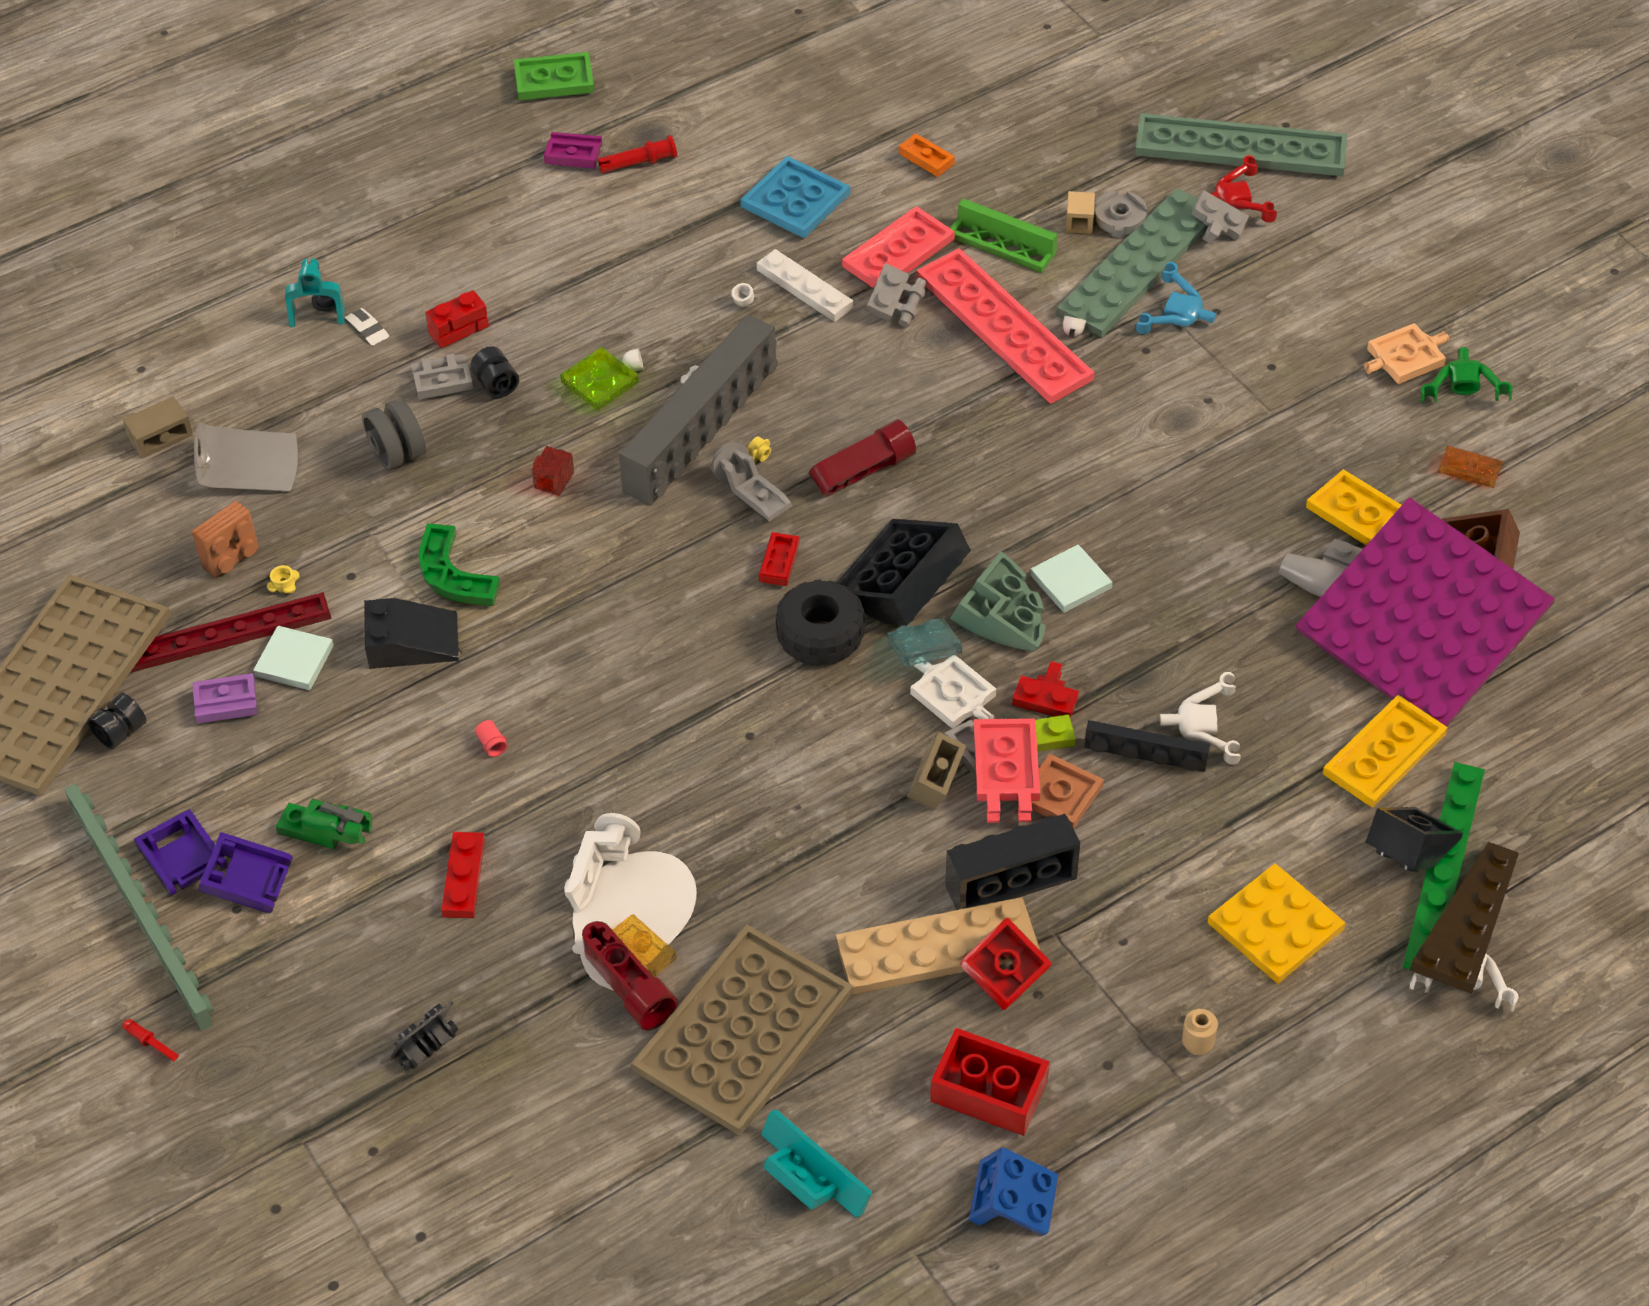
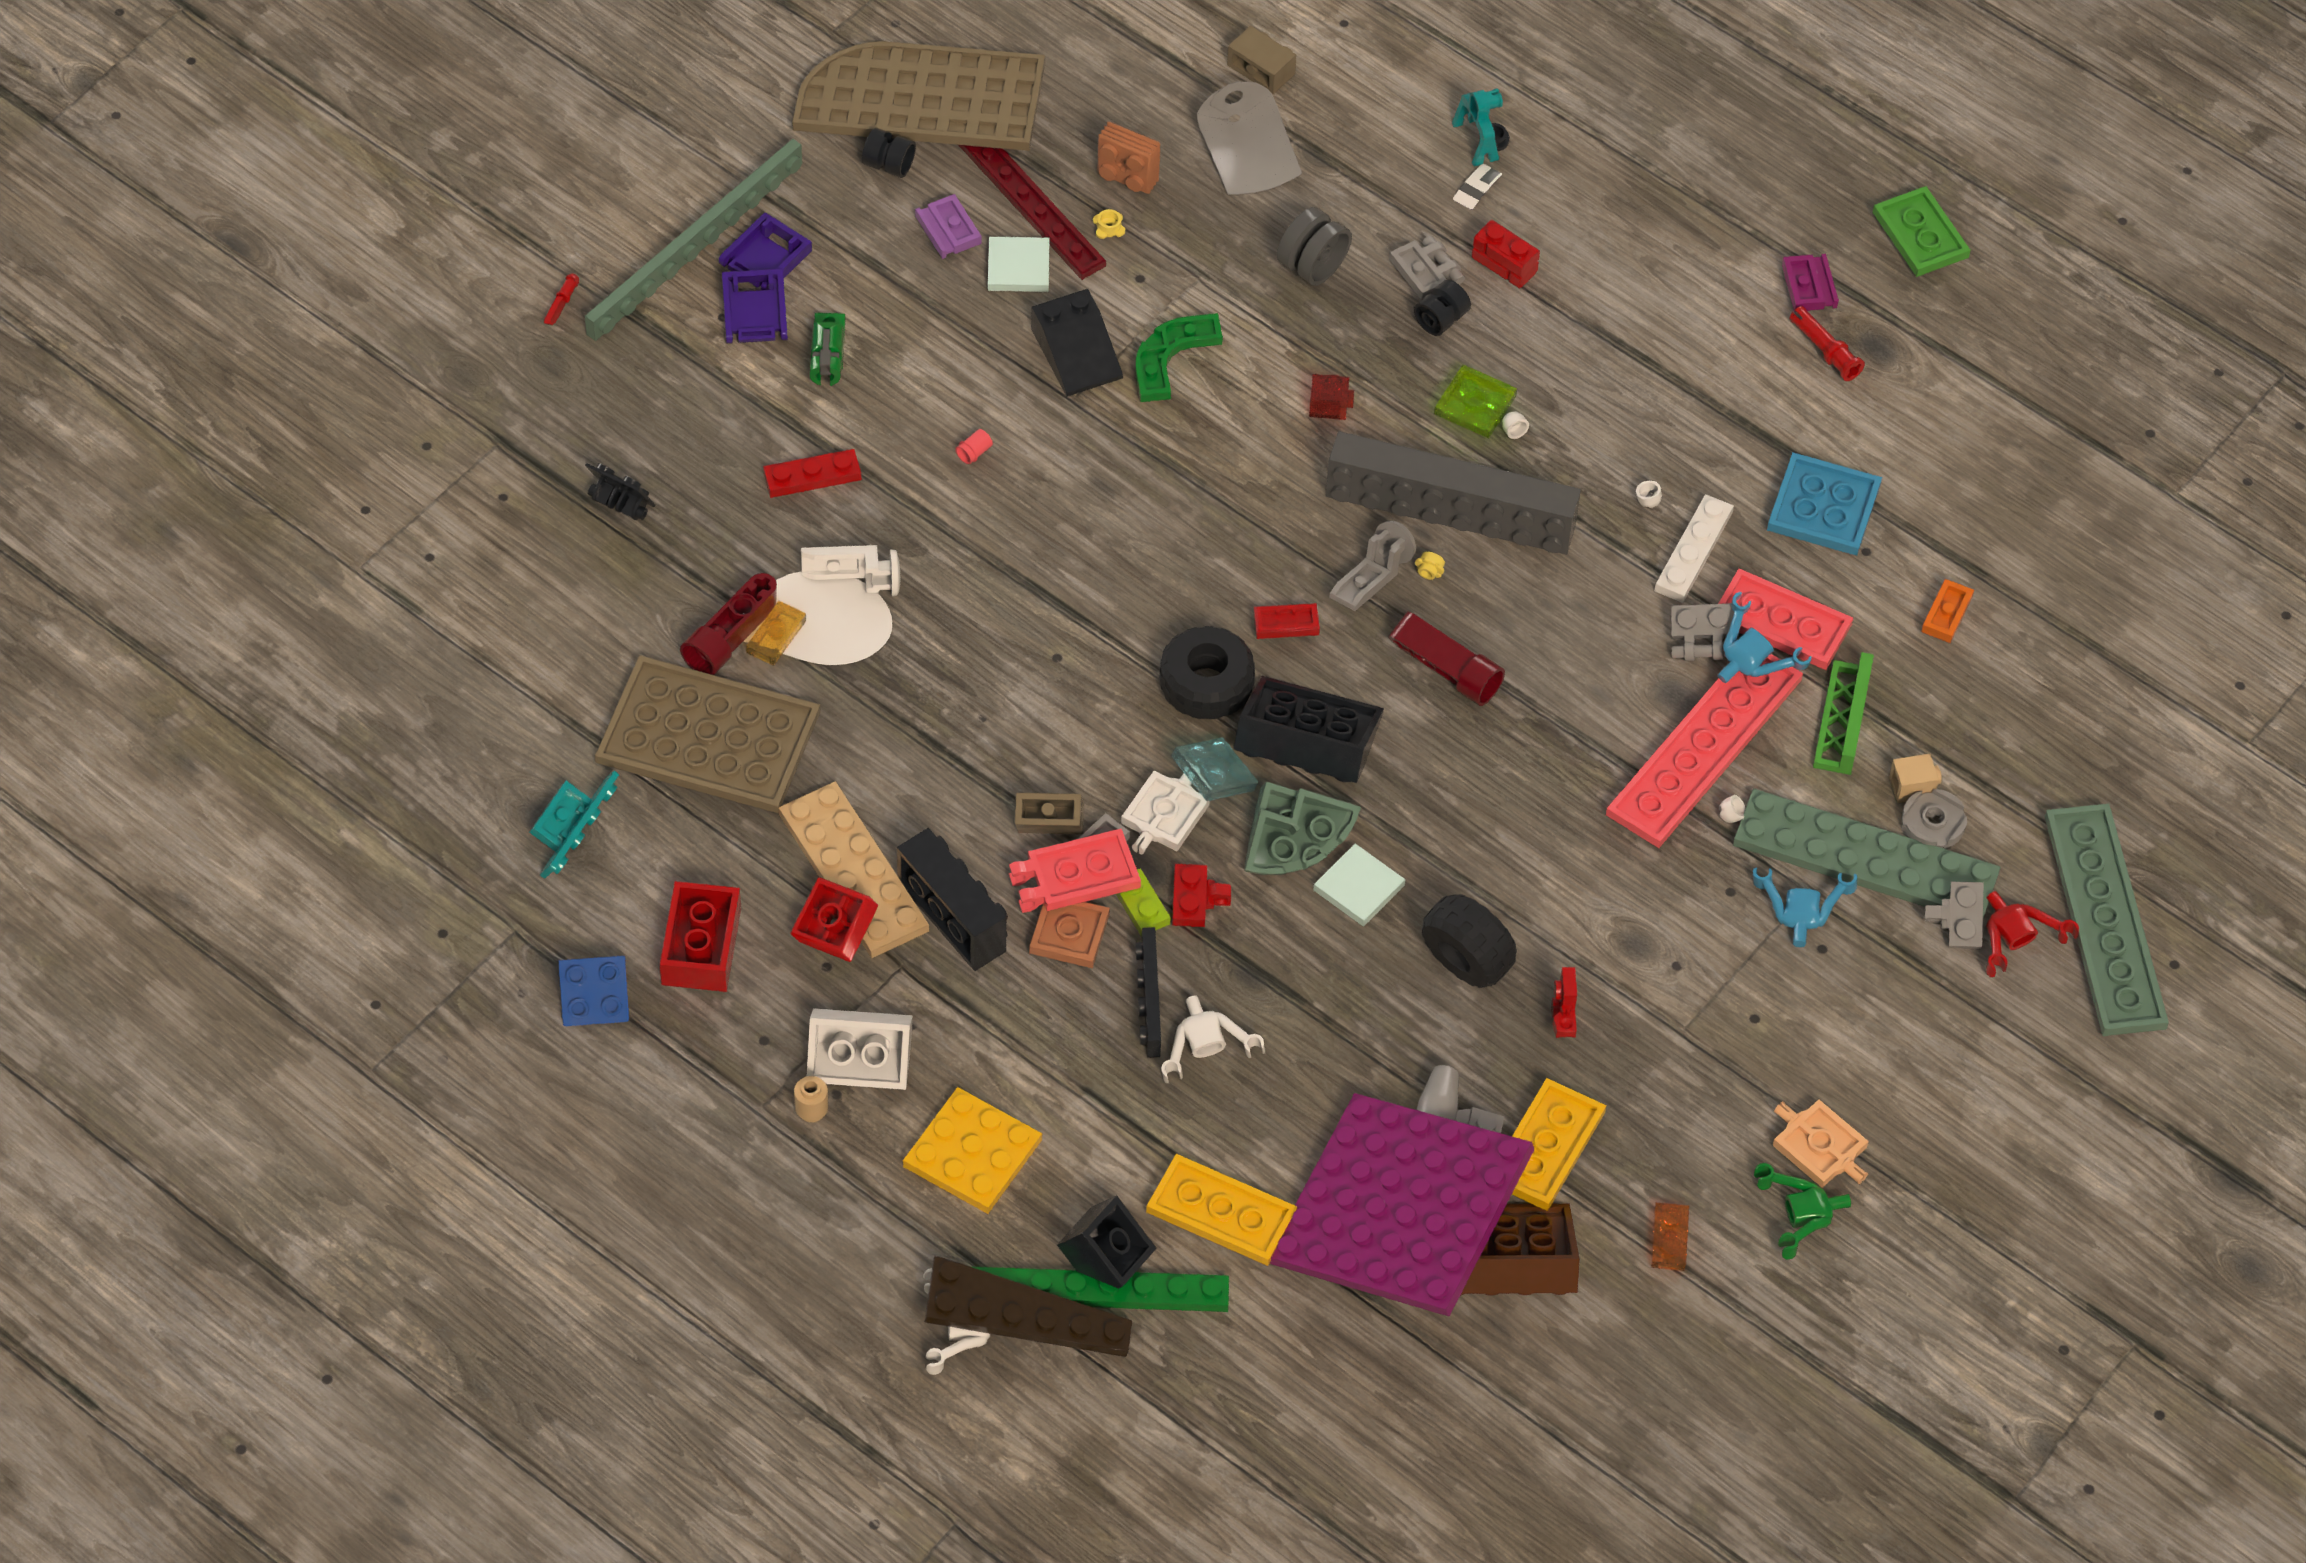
camera: 70 degrees right, 5 degrees up
(933, 263) = (1751, 650): none -> dark azure piece
(1147, 981) = (859, 1048): none -> white slope
(1172, 504) = (1469, 940): none -> black tyre
(1244, 464) = (1564, 1004): none -> red hinge

